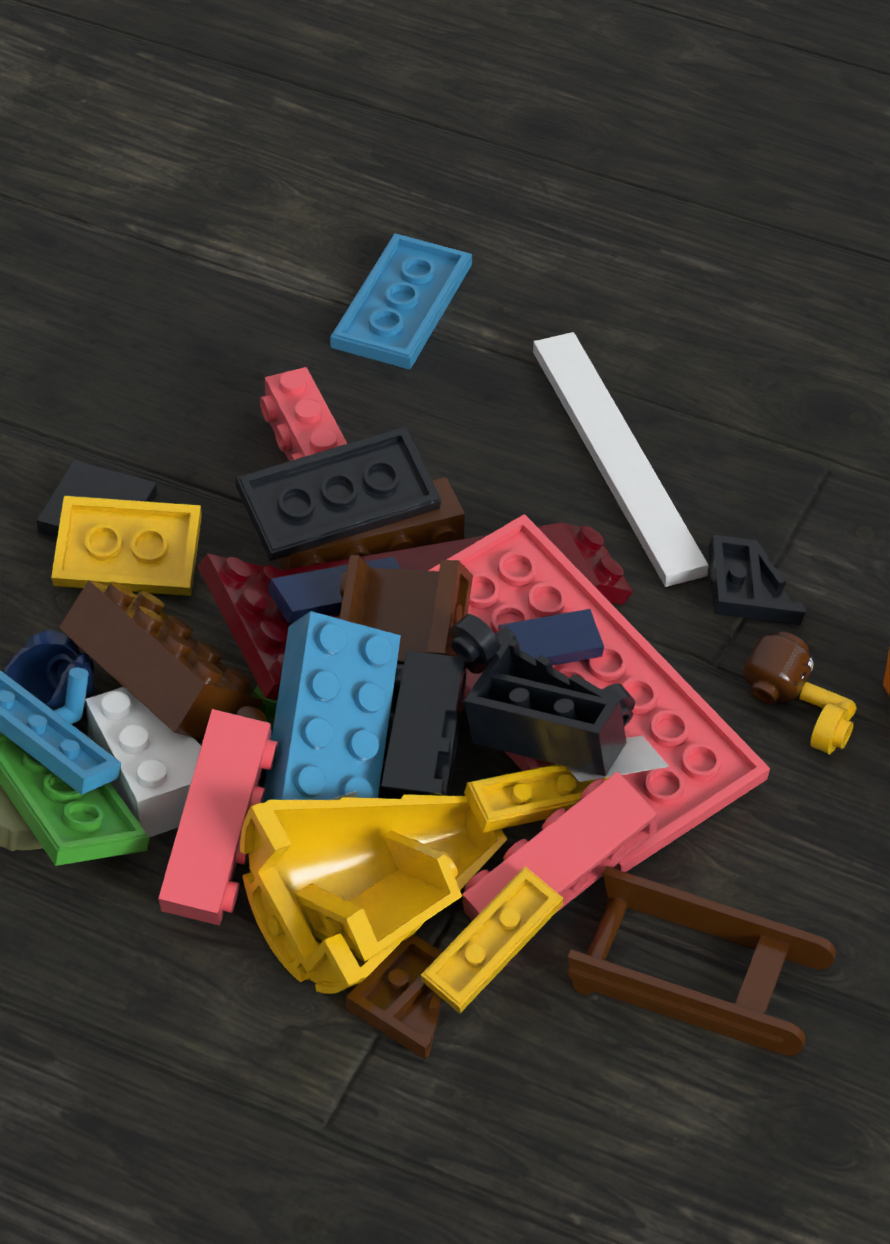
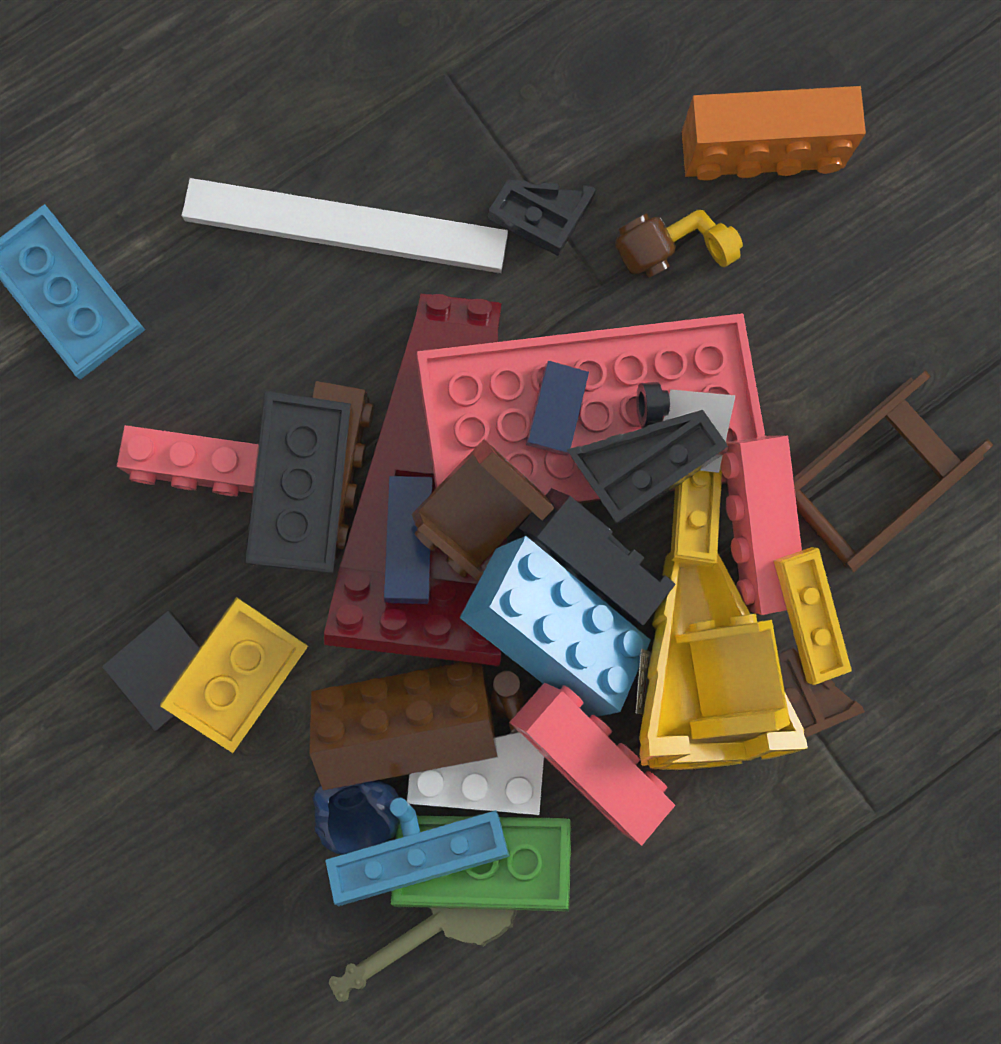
camera: 60 degrees left, 35 degrees up
(477, 642) = (562, 483): black plate -> none

